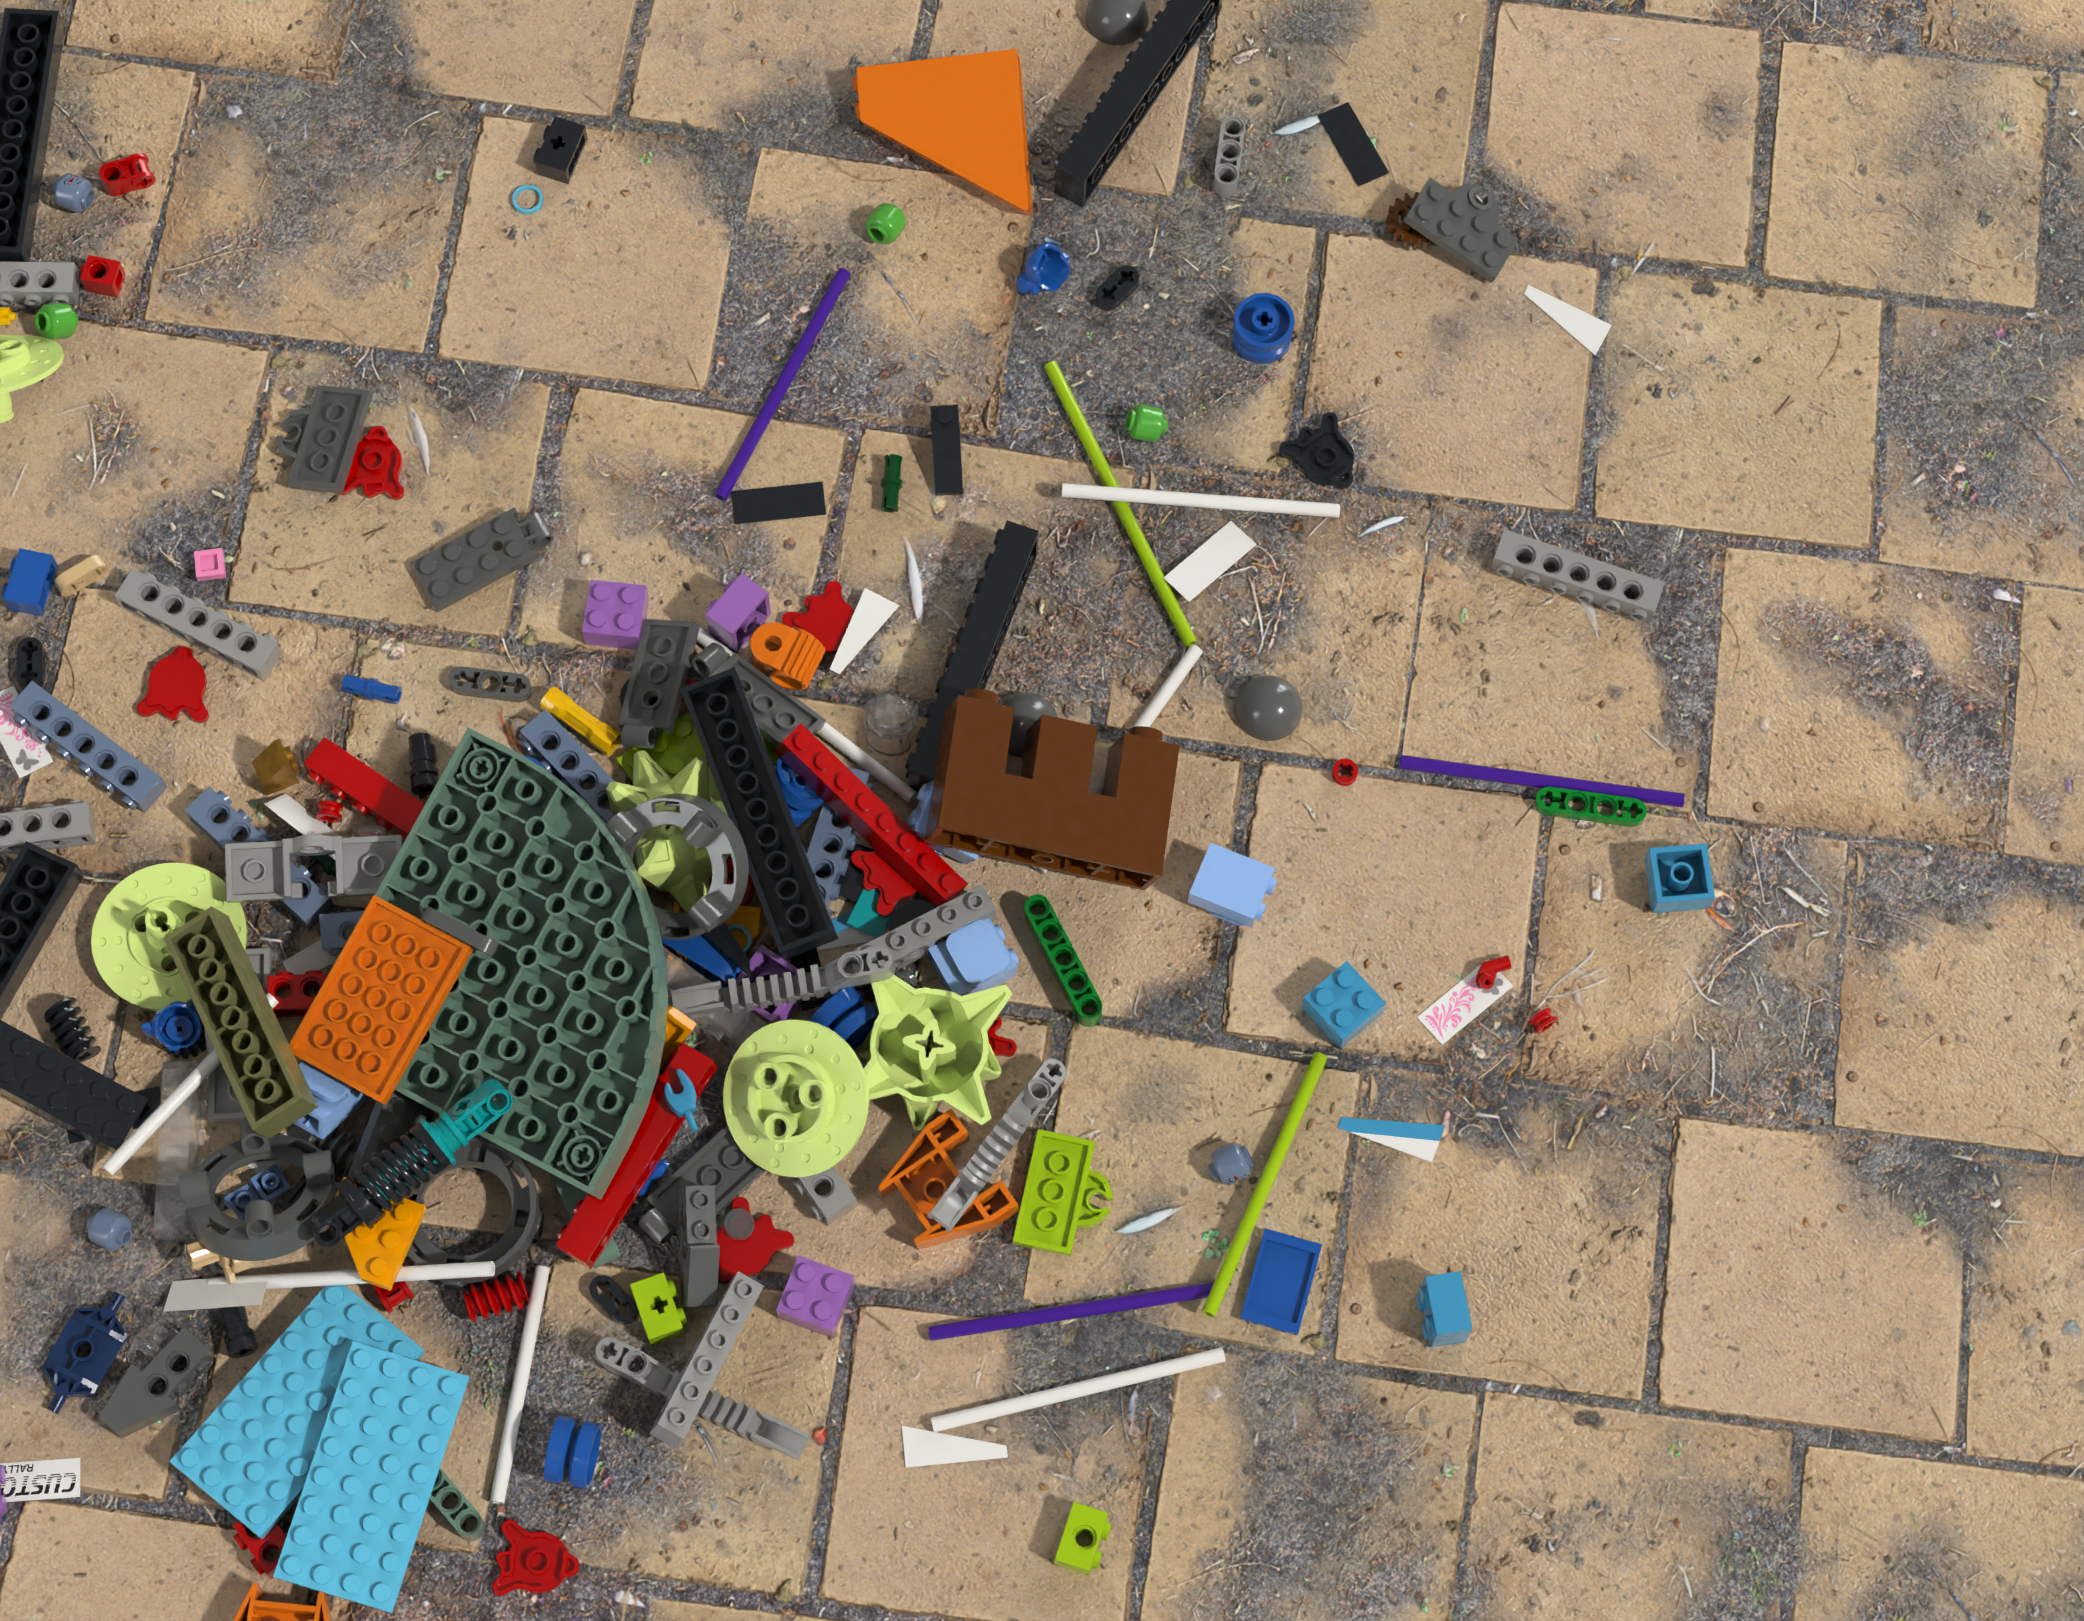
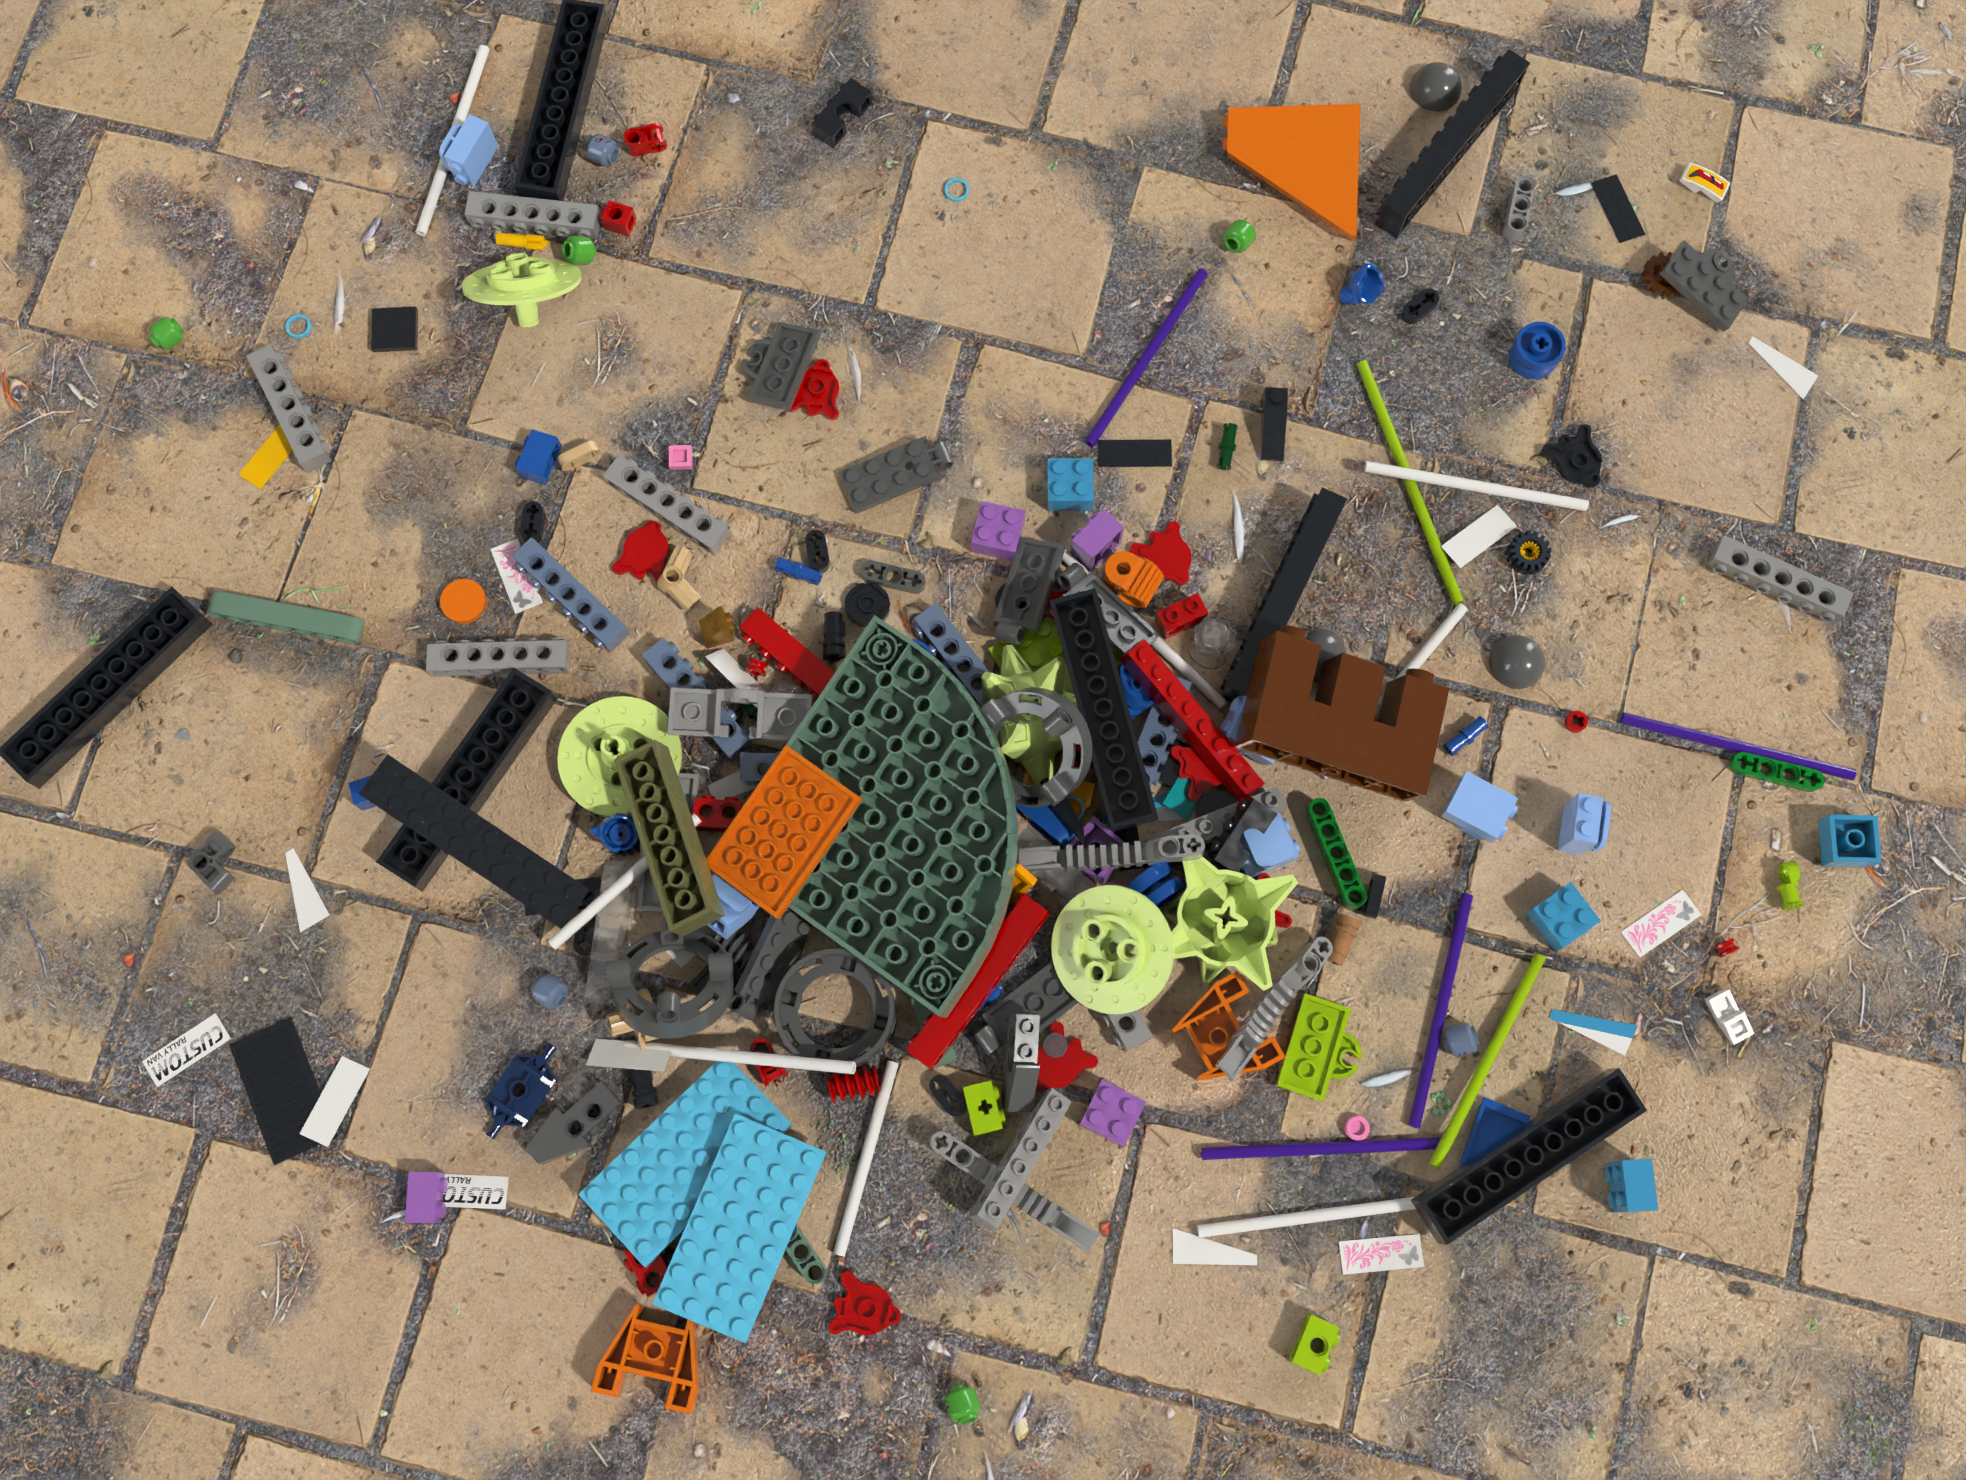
camera: 10 degrees right, 5 degrees up
(68, 1030) = (533, 826): black piece -> none
(140, 1161) = (579, 937): none -> black beam
(224, 726) = (680, 589): none -> tan piece
(266, 1186) = (670, 975): medium blue slope -> none
(382, 98) = (851, 99): none -> black arch
(383, 1249) = (762, 1022): light orange plate -> none
(399, 661) = (822, 550): none -> black beam
(425, 1150) = (794, 975): black piece -> none
(456, 715) = (865, 602): none -> black tile
(460, 931) = (852, 784): dark grey beam -> none
(560, 149) = (986, 152): black brick -> none
(572, 1452) = (902, 1223): blue wheel -> none
(596, 732) = (974, 625): yellow axle -> none
(685, 1102) = (1023, 945): dark azure hand -> none
(700, 548) = (1070, 484): none -> dark azure brick
(849, 694) = (1181, 616): none -> red brick
(866, 621) = (1198, 556): white sticker -> none
(948, 919) = (1249, 815): none -> black arch
(1079, 1059) = (1342, 938): none -> medium nougat axle
(1114, 1005) = (1374, 896): none -> black beam
(1114, 1282) = (1356, 1128): none -> bright pink tile
(1146, 423) = (1436, 418): bright green head -> none
(1156, 1427) = (1381, 1254): none -> white sticker
(1205, 1133) = (1440, 1011): none -> dark purple piece
(1211, 803) = (1466, 735): none -> blue pin
(1275, 561) = (1539, 548): none -> black bush
(1318, 1288) = (1528, 1156): none -> black brick
(1358, 891) = (1584, 824): none -> light blue brick
(1454, 99) = (1702, 179): none -> slope
(1489, 969) = (1684, 899): red arm -> none
(1552, 1102) = (1728, 1017): none -> white slope
(1612, 943) = (1788, 890): none -> lime connector

